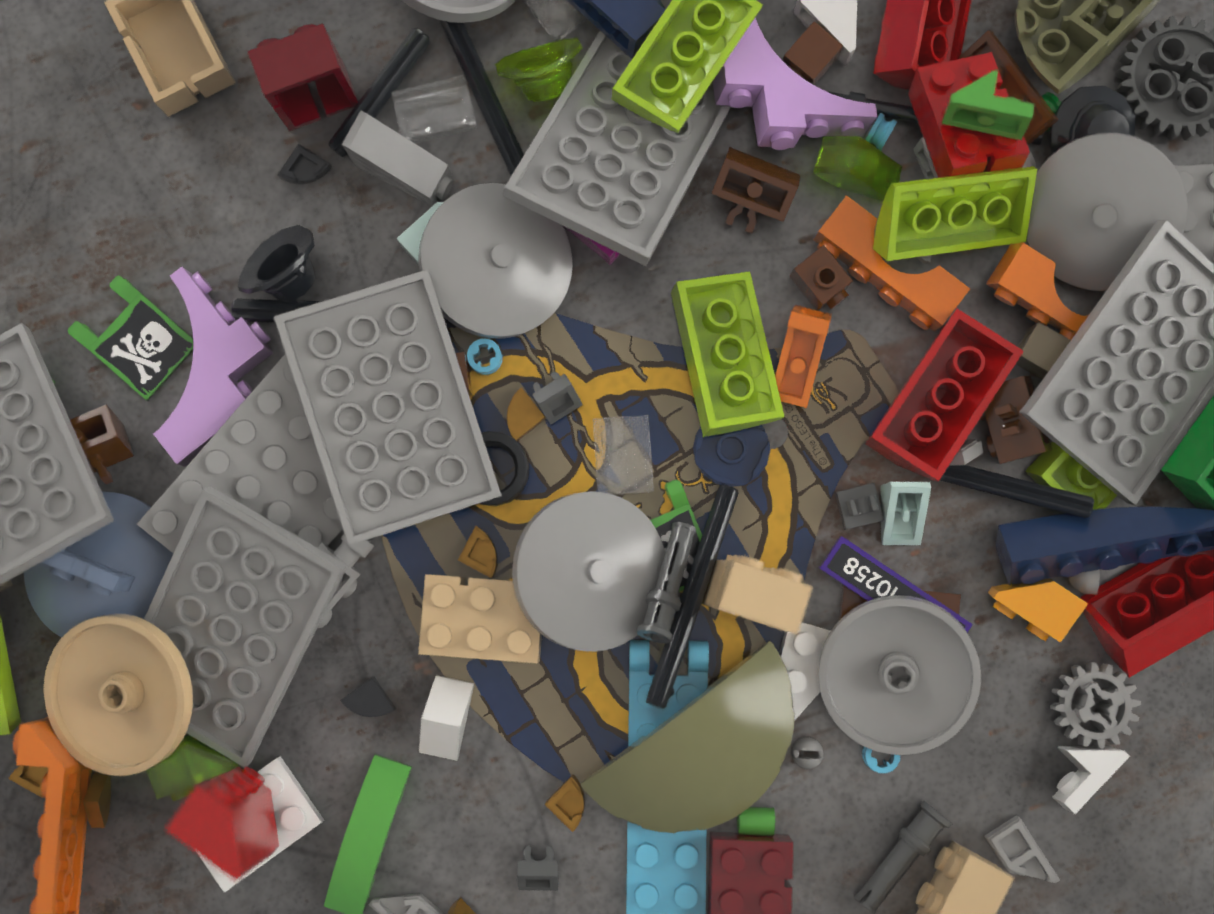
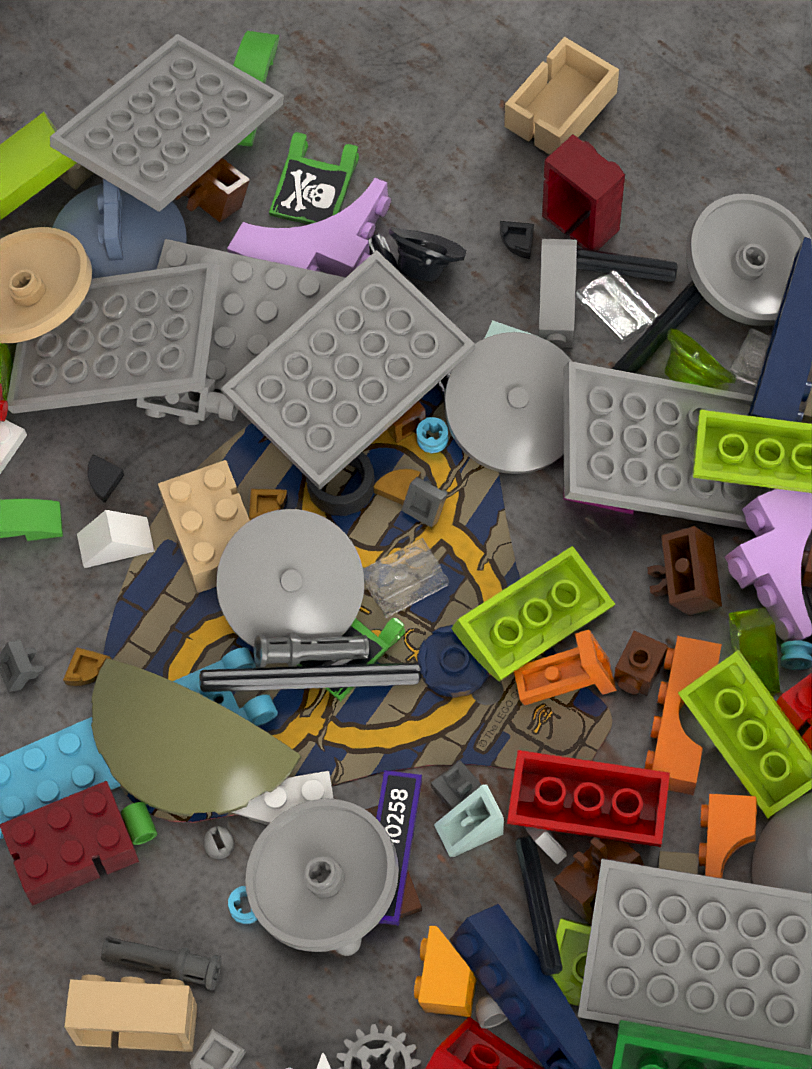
camera: 65 degrees right, 20 degrees down
(760, 595) = (334, 712): tan piece -> none

